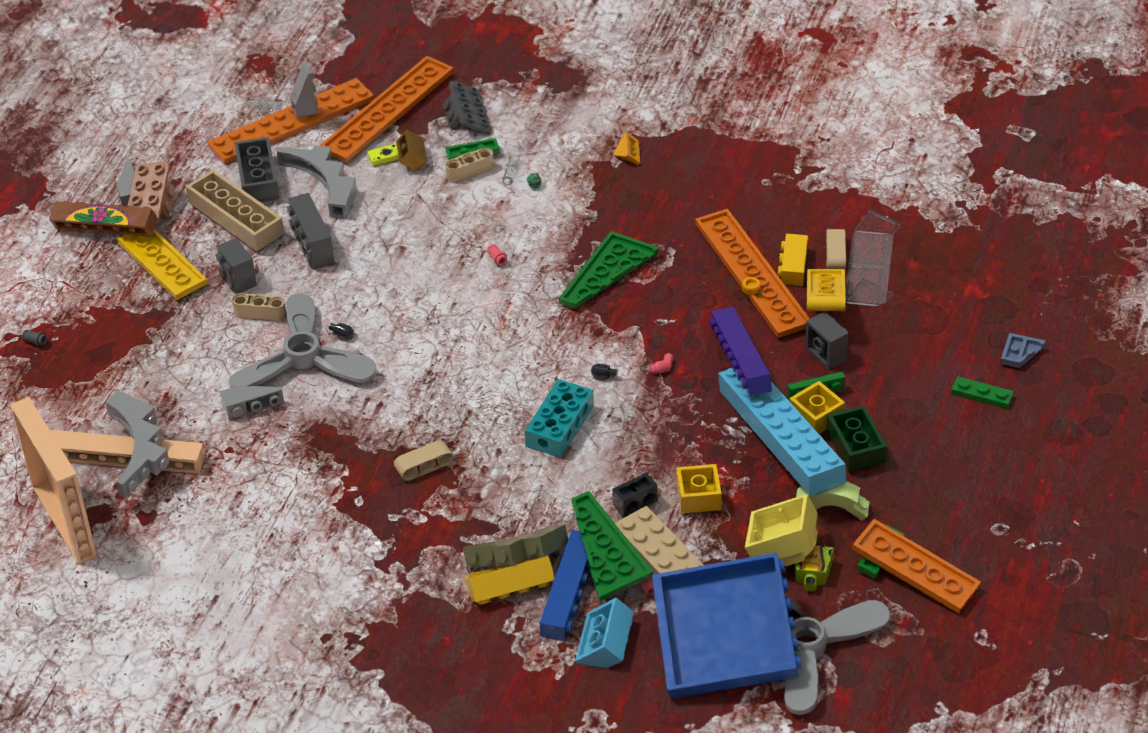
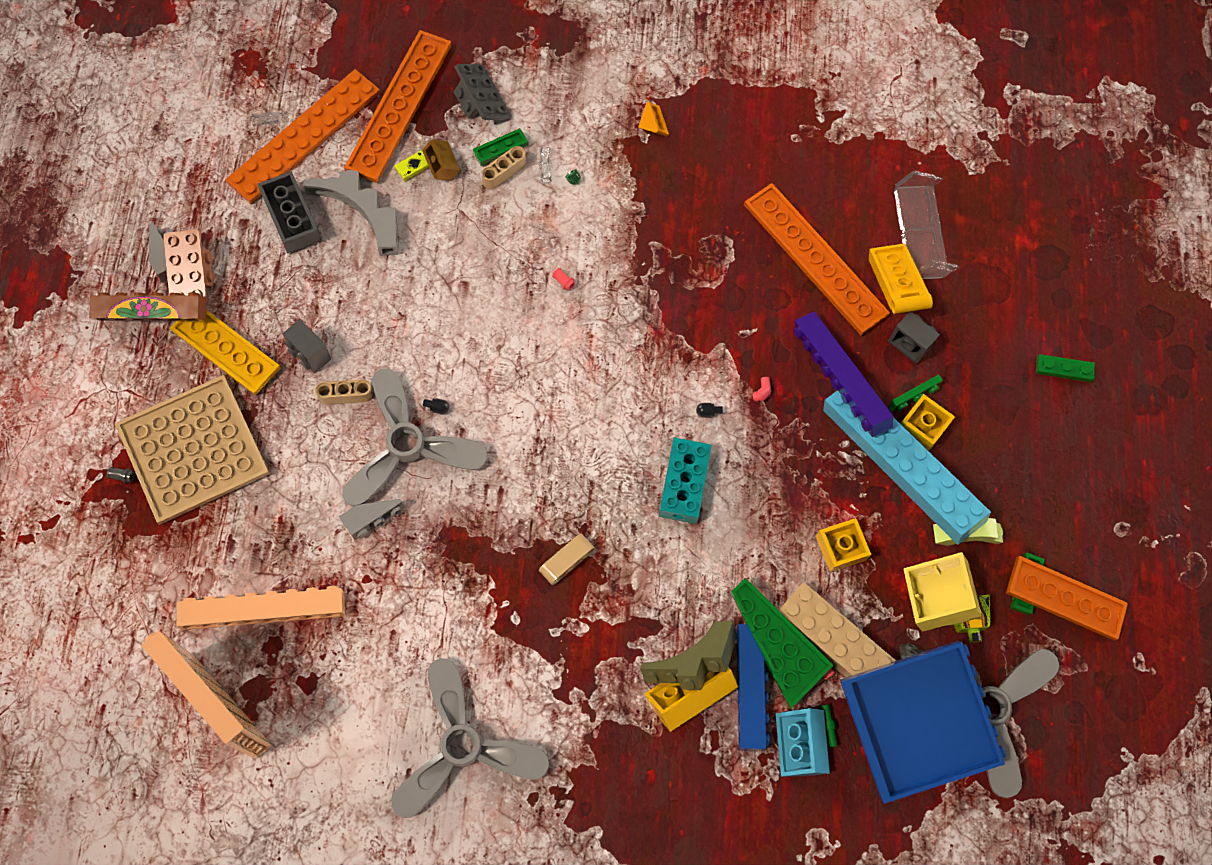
camera: 20 degrees left, 25 degrees up
(105, 329) = (191, 449): none -> tan plate
(147, 453) = (283, 599): light grey arch -> none
(235, 210) = (282, 270): tan brick -> none
(273, 545) = (502, 755): none -> light grey piece
(302, 95) = (312, 110): light grey slope -> none
(310, 231) = (369, 286): dark grey brick -> none
(608, 264) = (678, 269): green wing -> none
(635, 494) = (785, 565): black brick -> none
(637, 629) = (829, 726): none -> green bar
(751, 285) = (822, 279): light orange tile -> none
(793, 259) = (851, 236): yellow brick -> none
(835, 249) = (887, 216): tan beam -> none
(856, 438) = (972, 453): dark green brick -> none
(1020, 349) = (1086, 310): sand blue wing -> none

